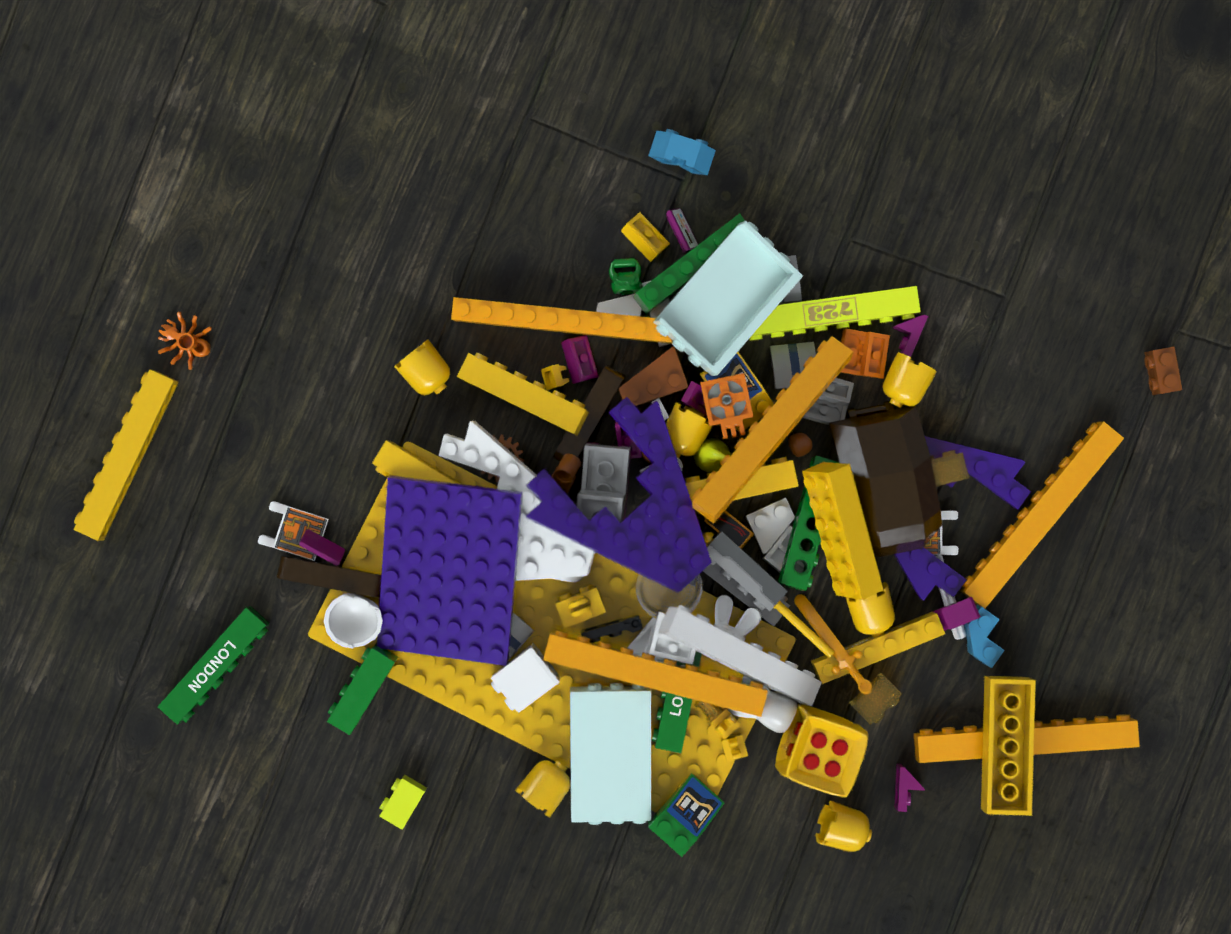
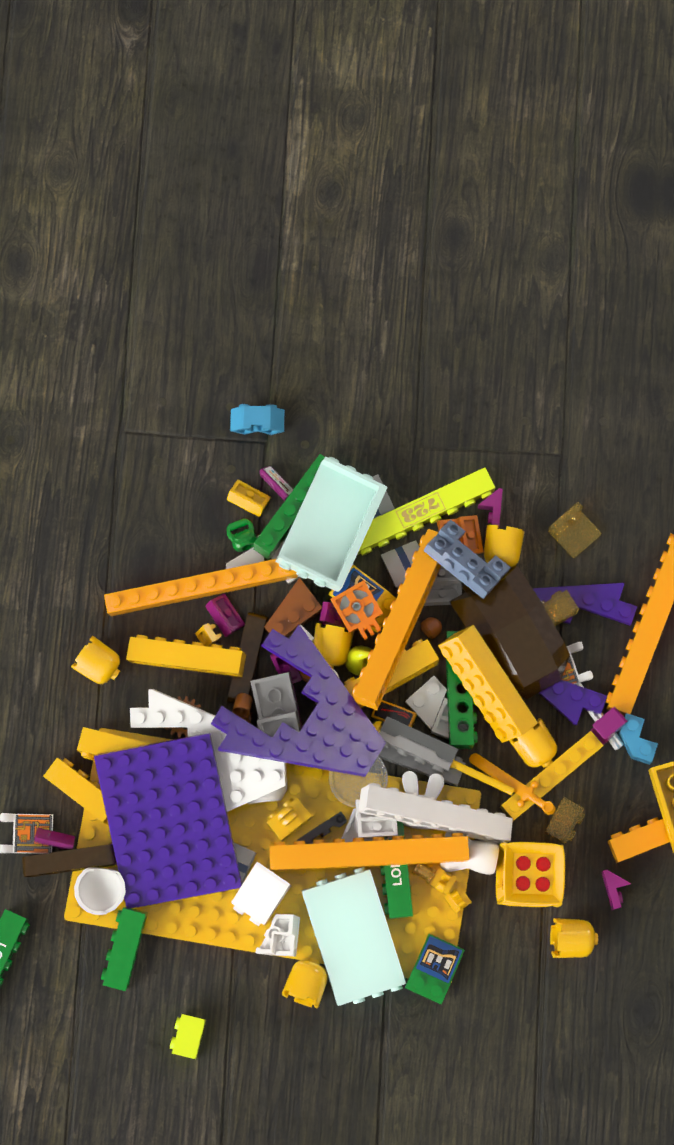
camera: 15 degrees left, 10 degrees down
(362, 499) = (77, 787): none -> yellow brick
(533, 728) = (281, 937): none -> white slope
(859, 386) = (463, 562): none -> sand blue bracket
(990, 387) = (574, 531): none -> clear yellow bracket

